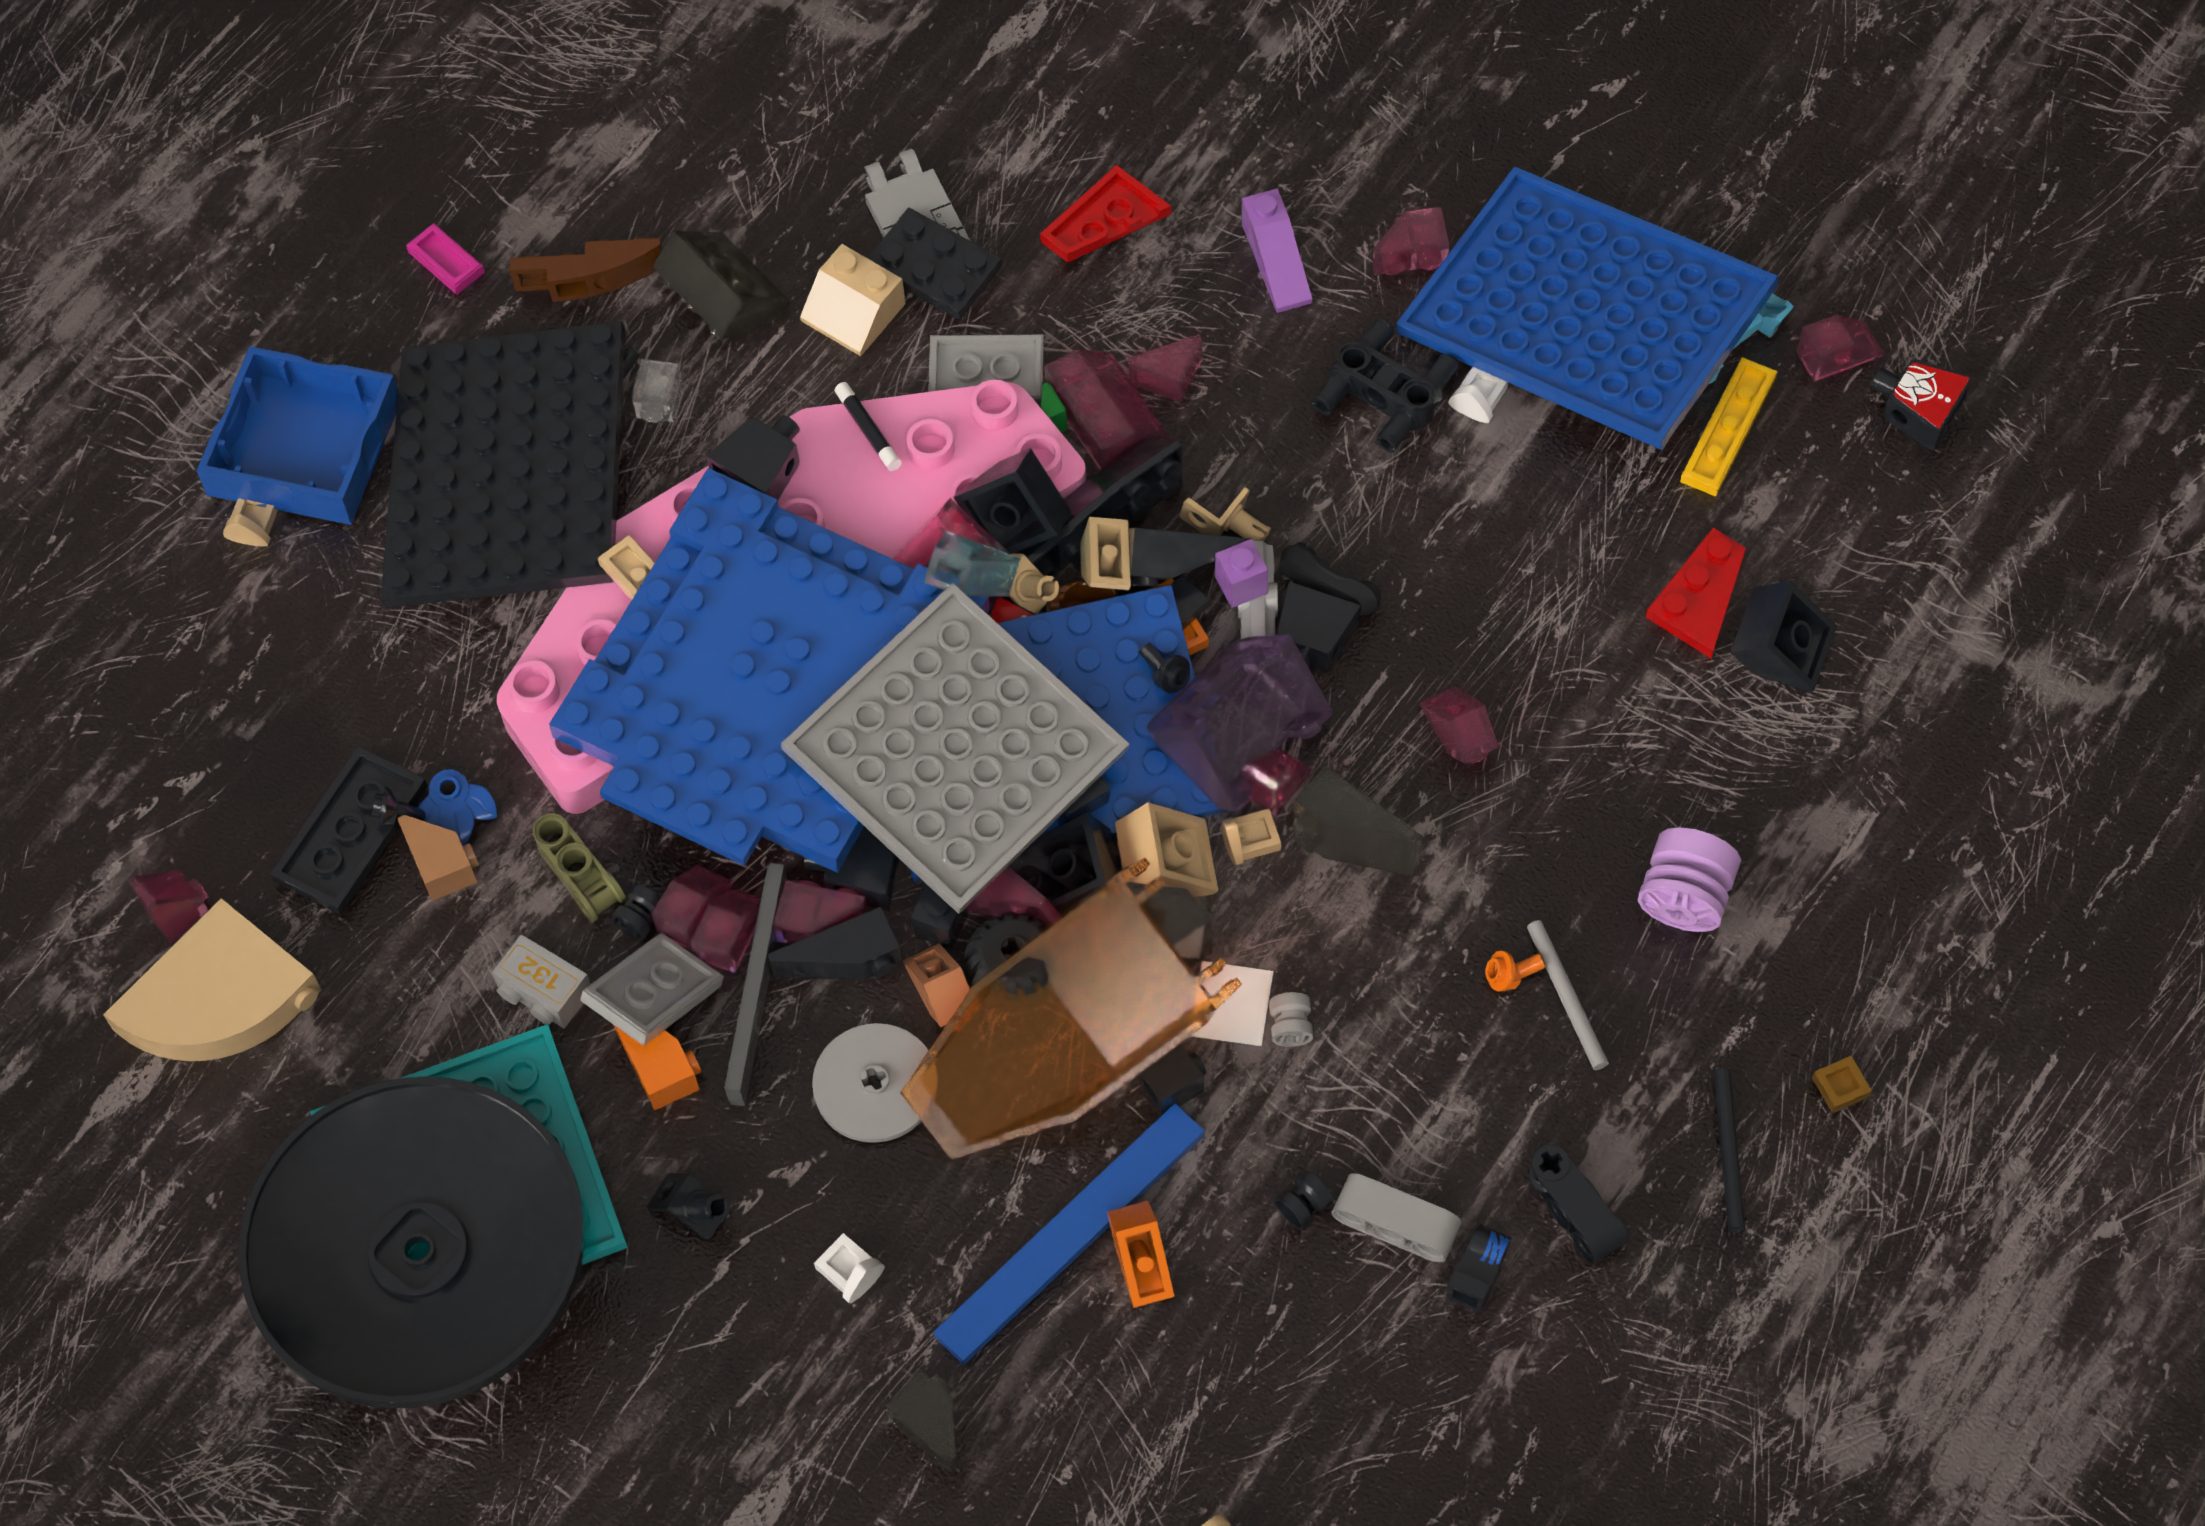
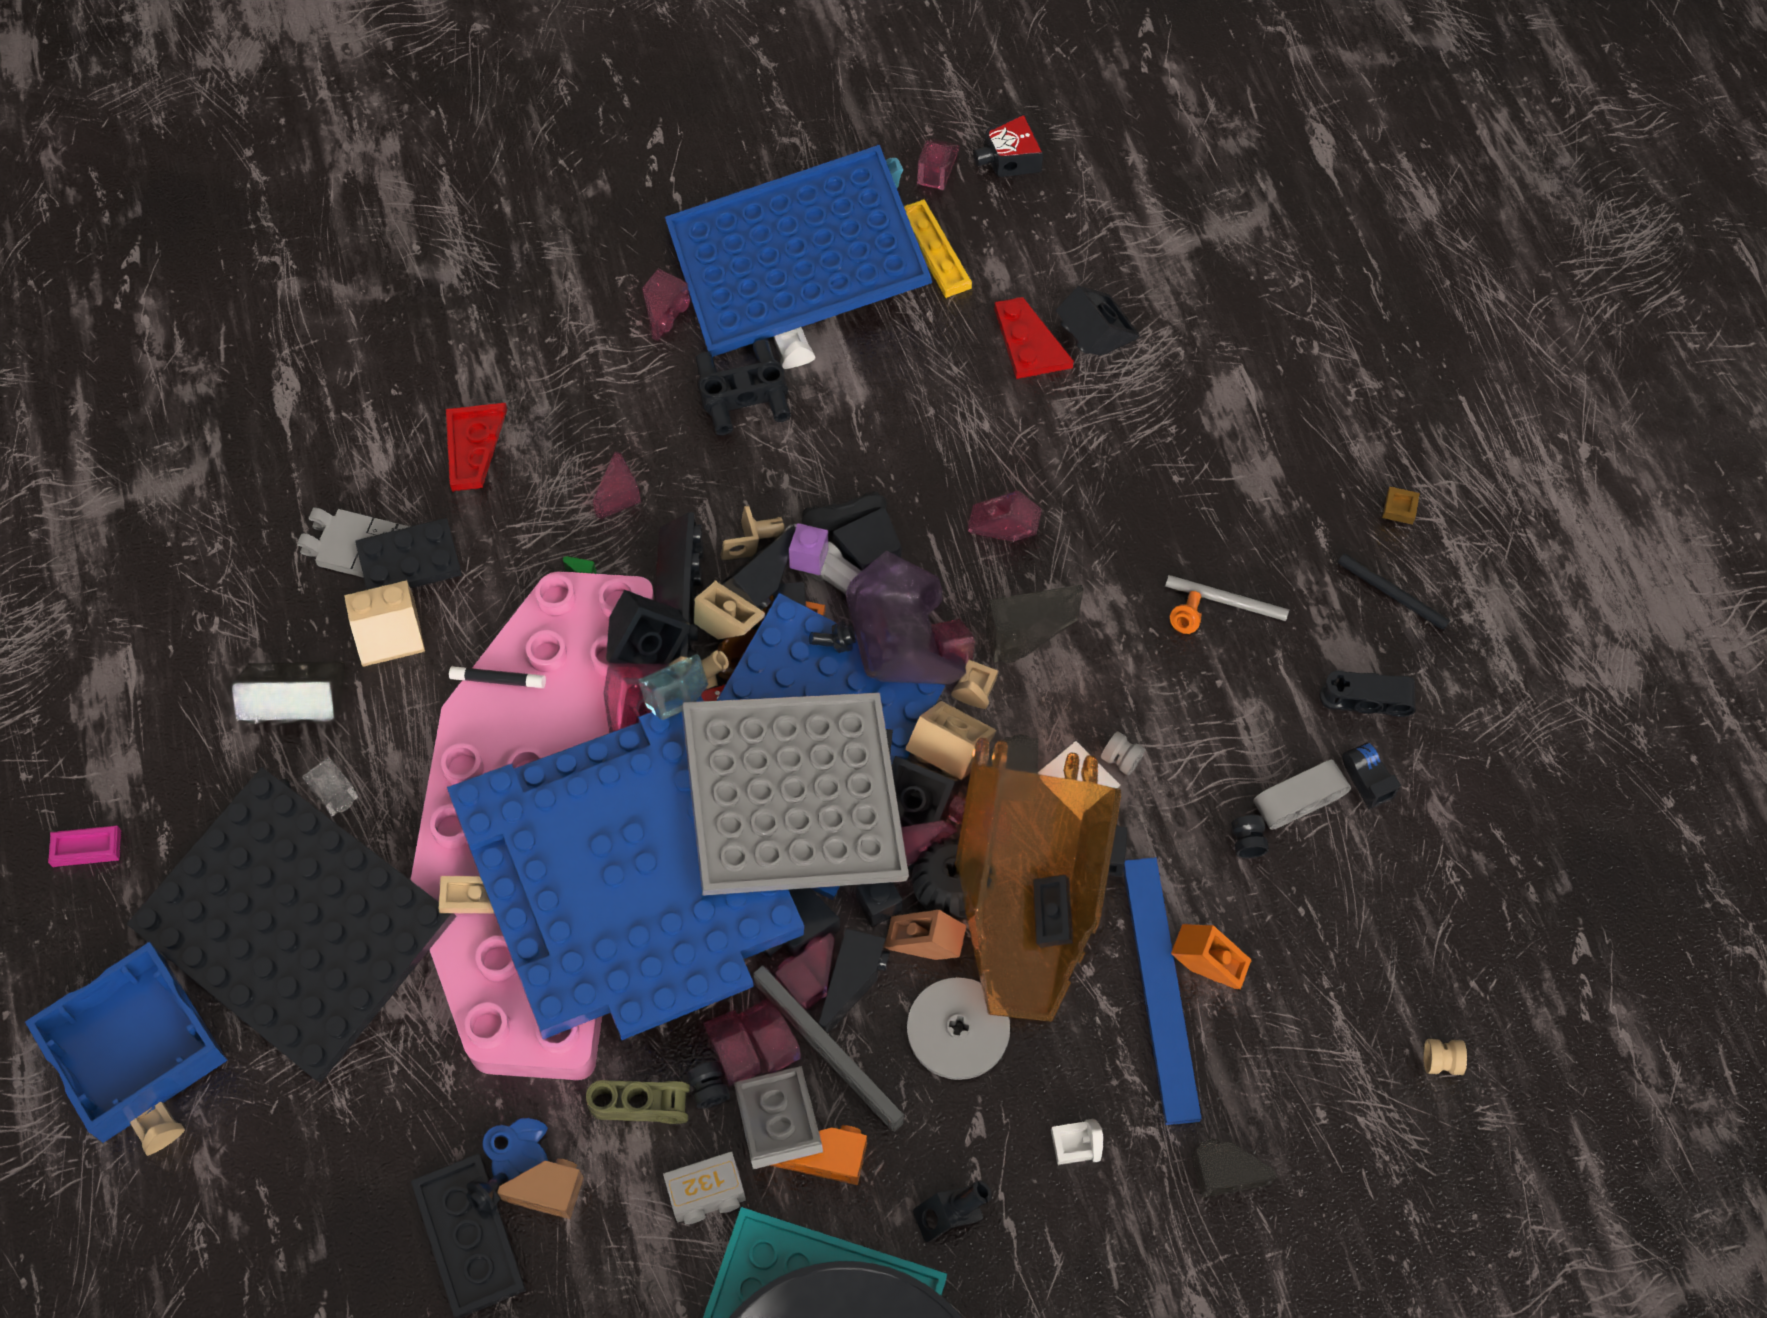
camera: 55 degrees left, 0 degrees up
(600, 270) = (201, 754): reddish brown slope -> none
(759, 455) = (462, 752): black torso -> none
(972, 359) = (505, 585): light grey tile -> none
(1053, 1071) = (1053, 911): none -> black plate
(1102, 404) = (609, 542): clear pink slope -> none
(1275, 250) = (591, 372): medium lavender slope -> none
(1689, 879) = (1217, 477): lavender wheel -> none

